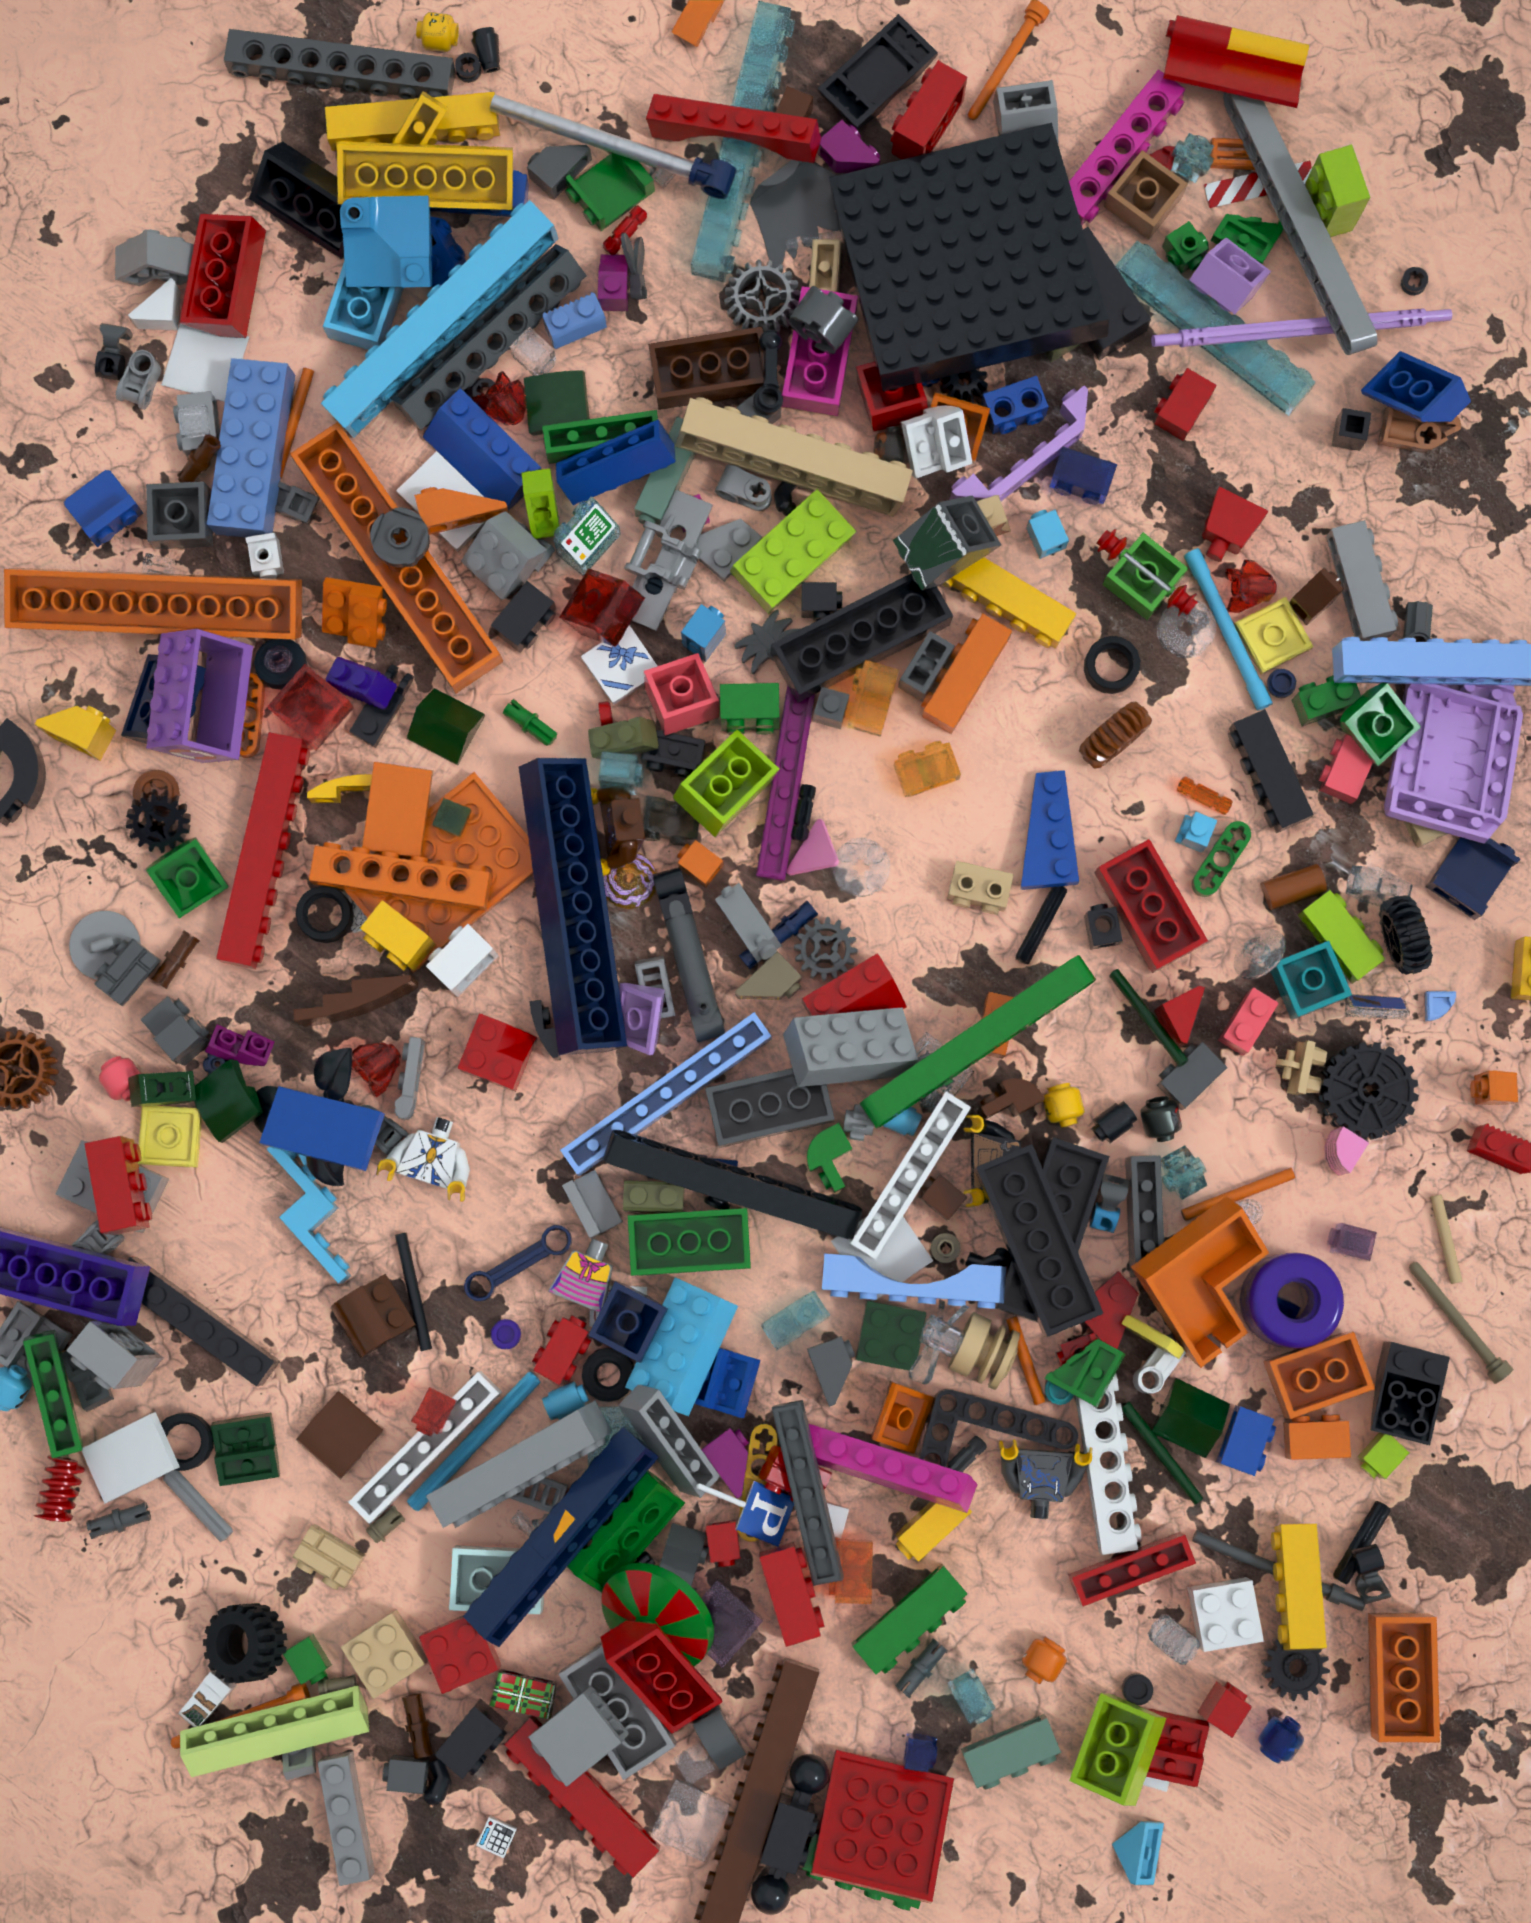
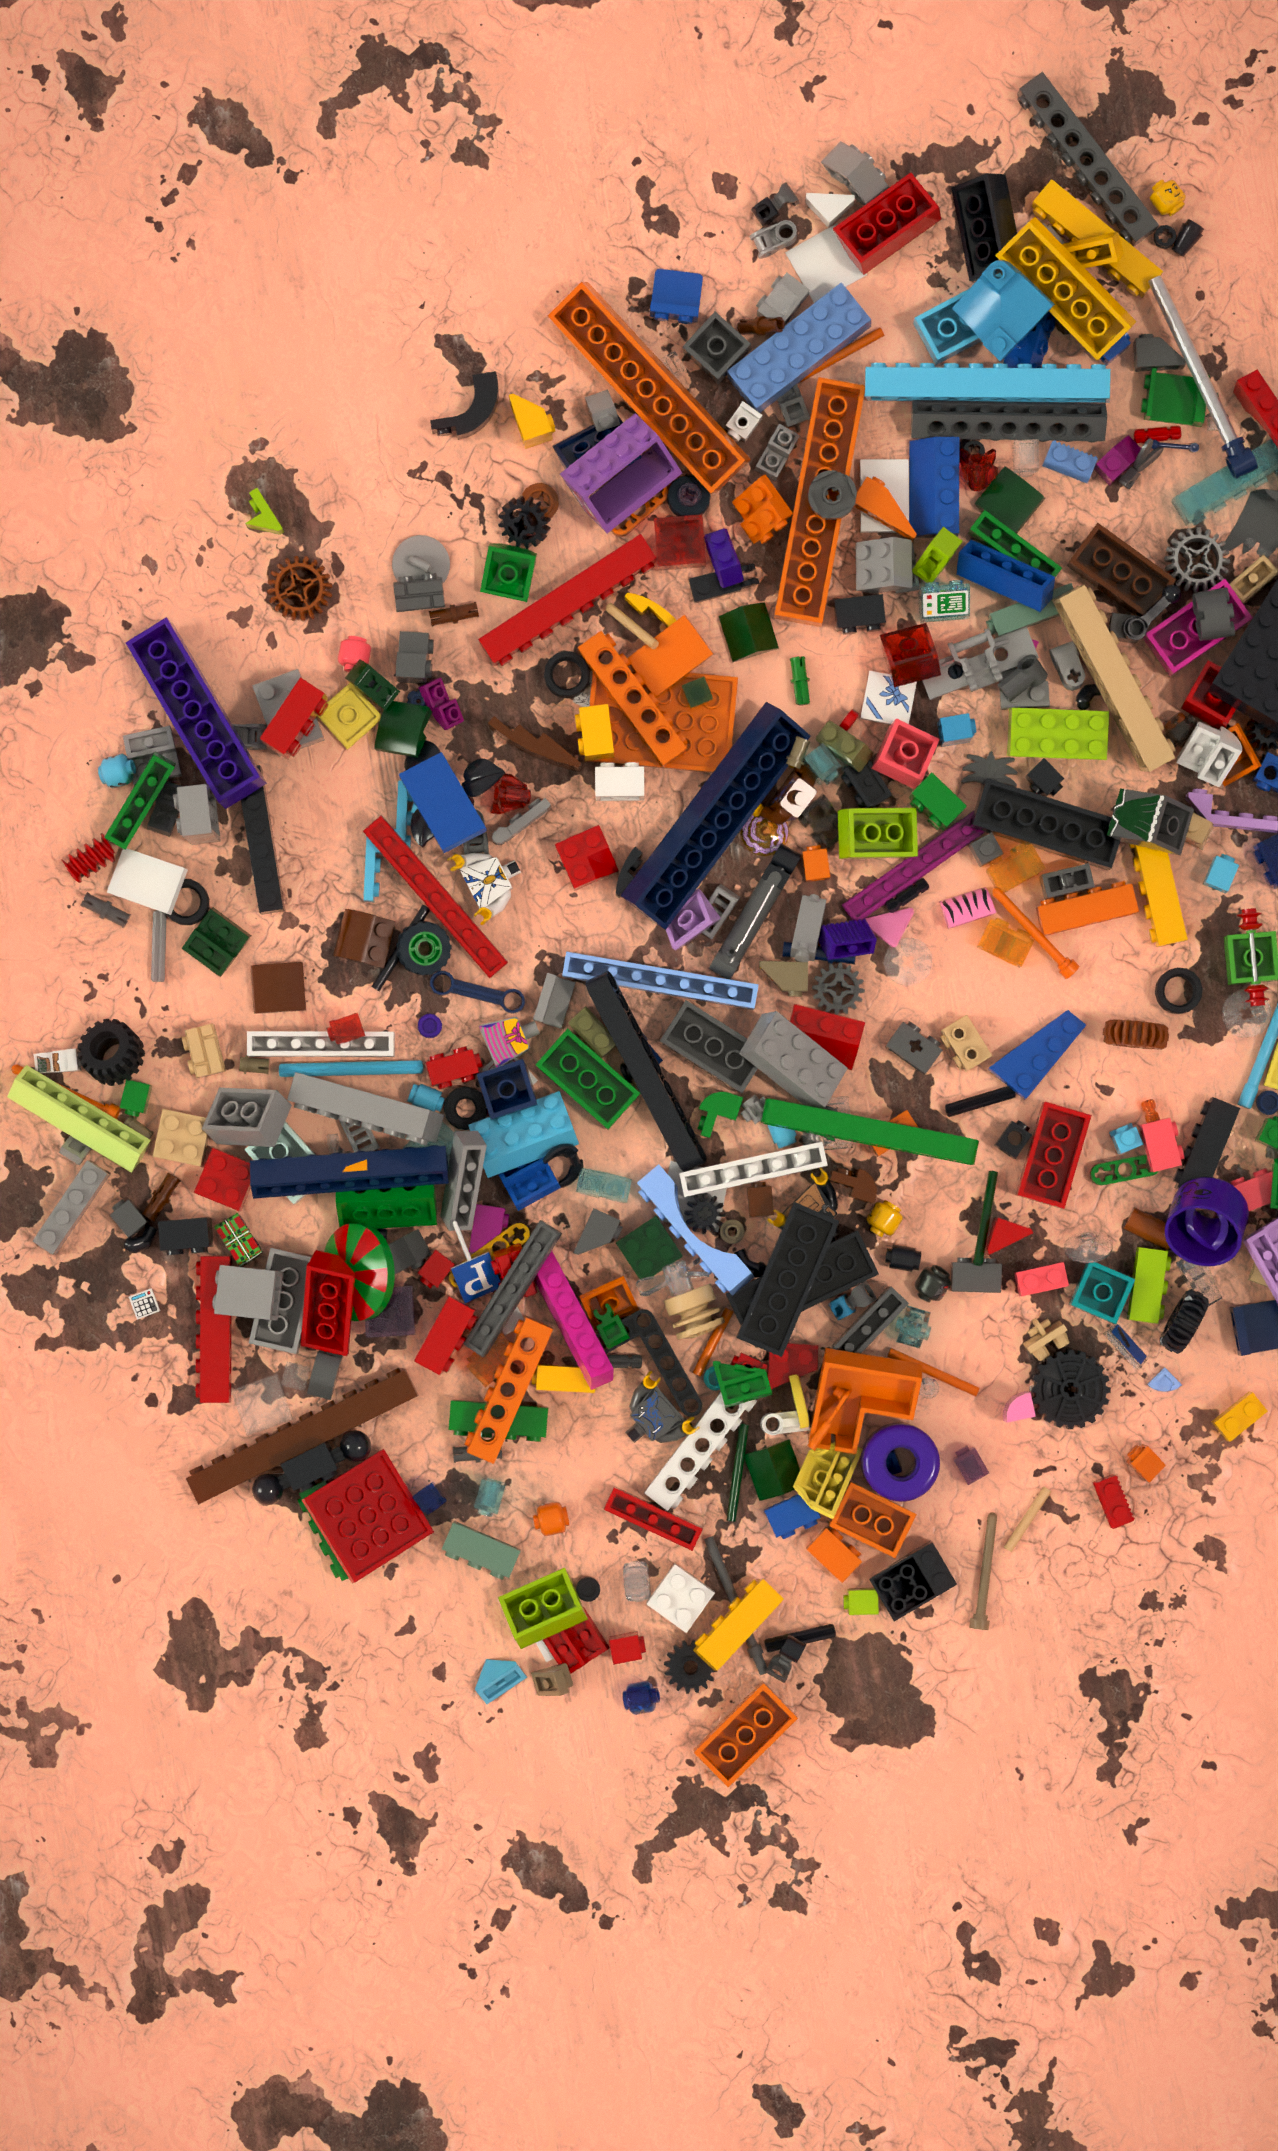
camera: 45 degrees right, 5 degrees up
(133, 662) = (602, 410): none -> light grey brick
(319, 552) = (777, 452): none -> light grey slope
(339, 817) = (632, 626): none -> tan bar
(398, 1217) = (435, 896): none -> red tile
(422, 1579) = (246, 1117): none -> light grey brick
(450, 1264) = (438, 948): none -> black wheel
(589, 781) = (798, 752): none -> dark tan pin
(665, 213) = (1193, 447): none -> dark blue hinge
(717, 526) = (1028, 674): none -> dark grey piece
(734, 1322) = (568, 1151): none -> black piece
(791, 898) = (847, 939): none -> dark purple brick
(865, 772) = (967, 907): none -> bright pink brick
(896, 1255) = (699, 1207): none -> black gear
(929, 1439) = (611, 1327): none -> green plate
(929, 1656) = (489, 1449): none -> orange brick
(955, 940) = (900, 1046): none -> dark grey brick
(998, 737) = (1066, 966): none -> orange piece
(1186, 1294) = (842, 1396): none -> orange piece
(1190, 1804) = (552, 1680): none -> dark tan slope
(1232, 805) = (1161, 1144): none -> coral brick
(1246, 1382) = (825, 1478): none -> light yellow wedge
(1351, 847) = (1205, 1239): none -> dark purple piece

